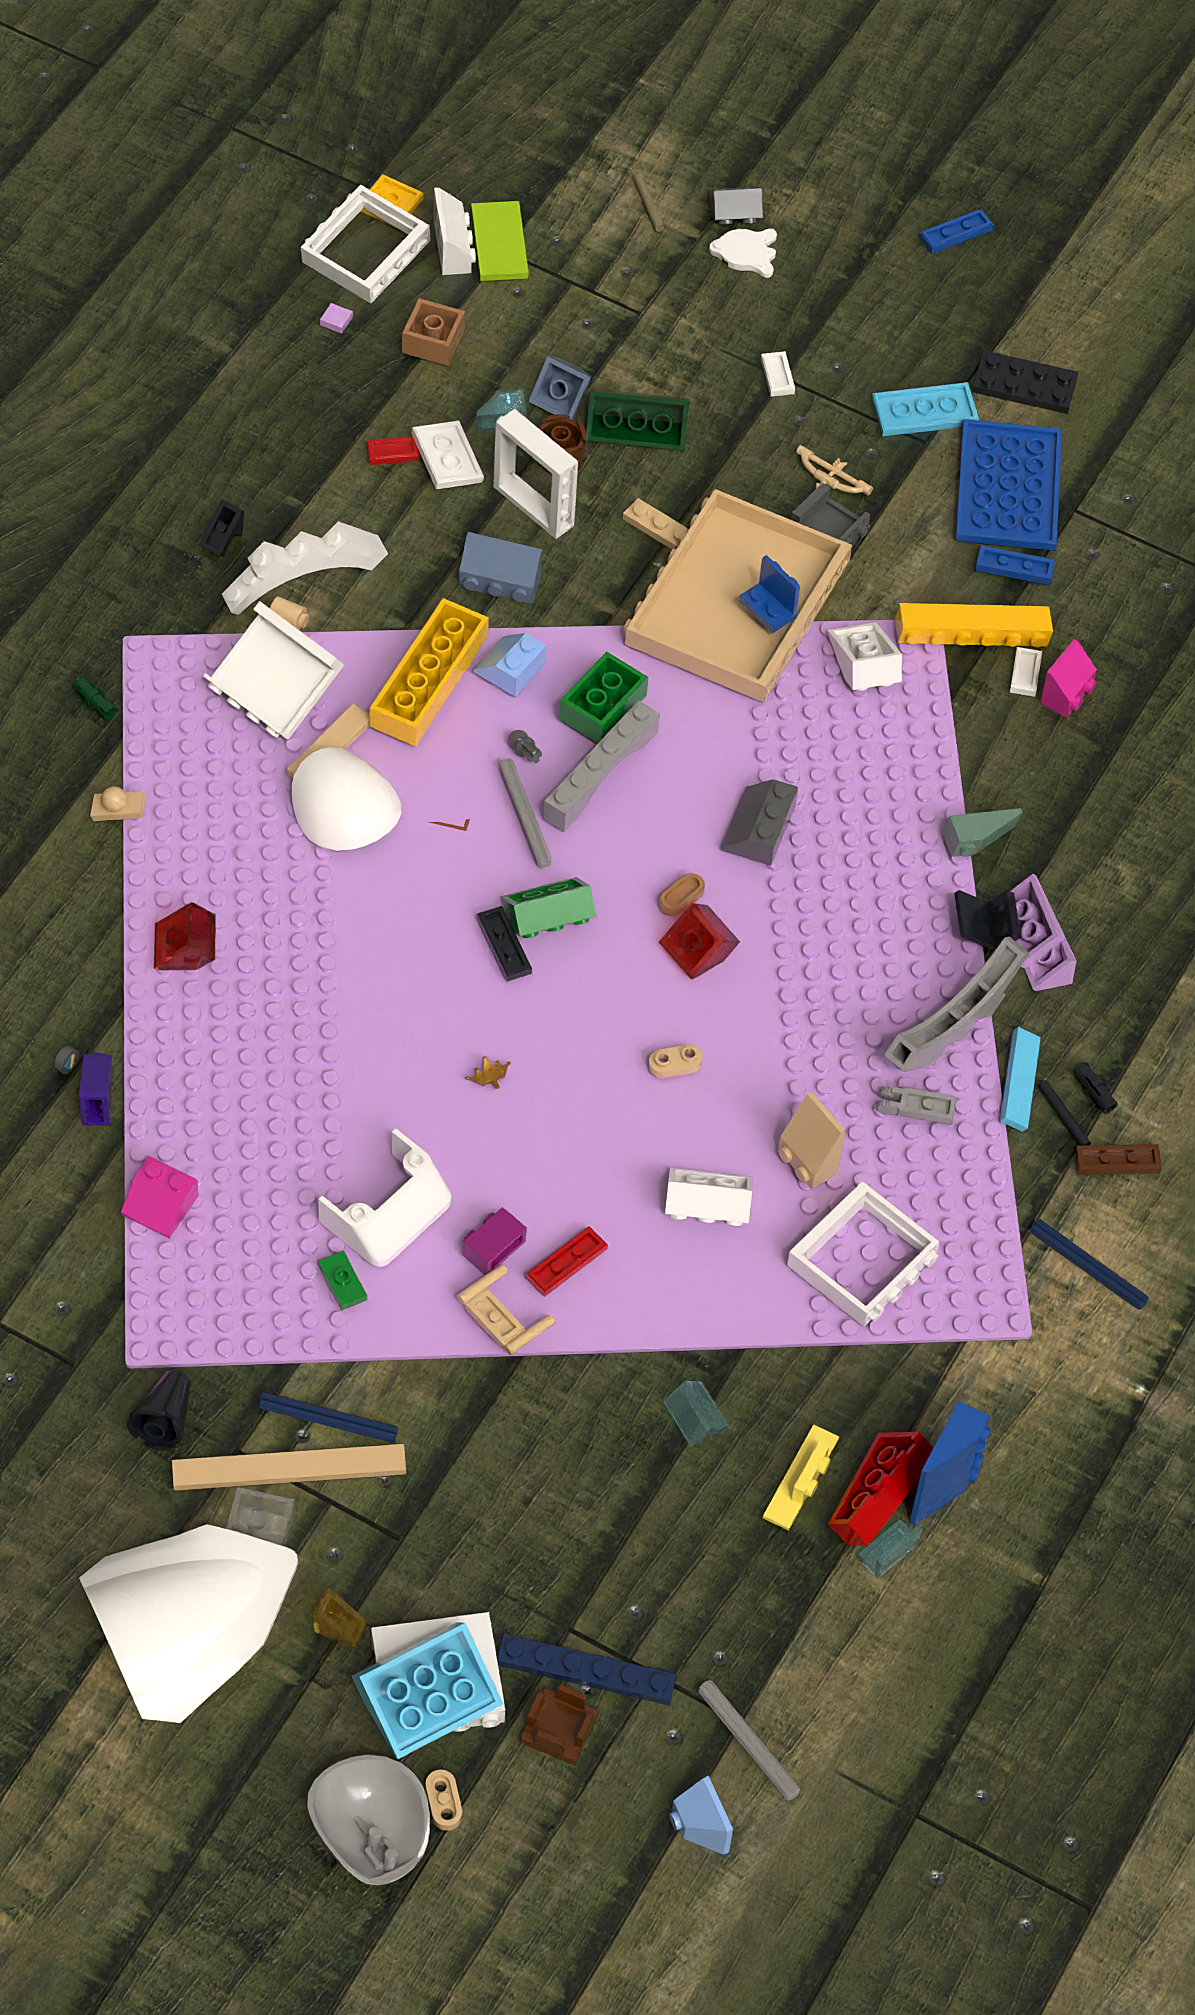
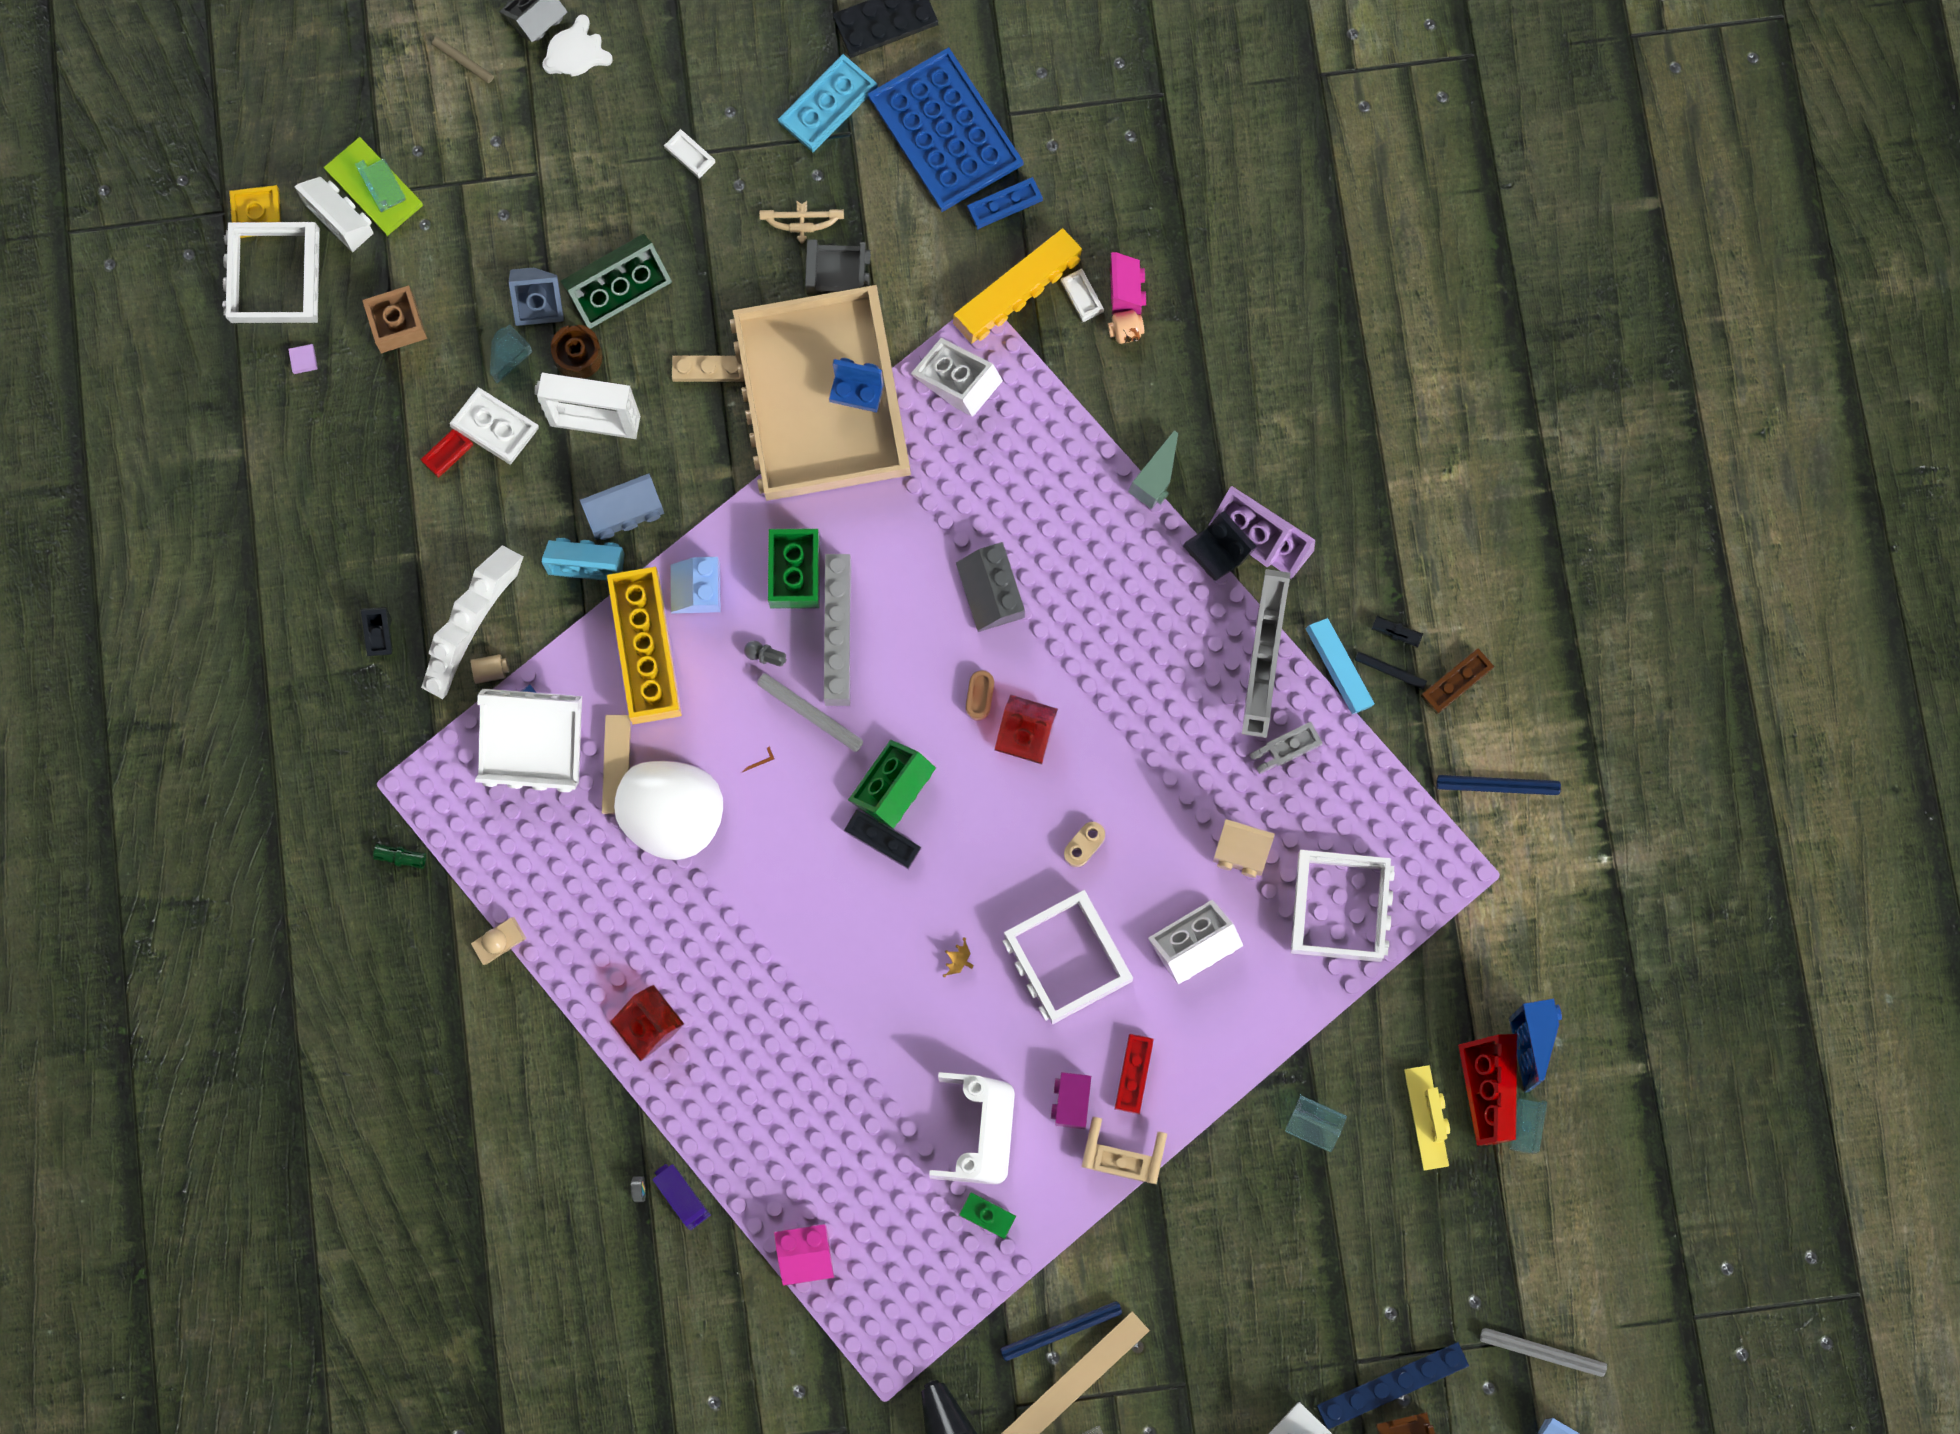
camera: 30 degrees left, 20 degrees up
(428, 583) = (582, 559): none -> medium azure slope
(505, 239) = (381, 184): none -> clear light blue panel
(577, 1173) = (1035, 987): none -> white window
(1044, 714) = (1126, 326): none -> light nougat head

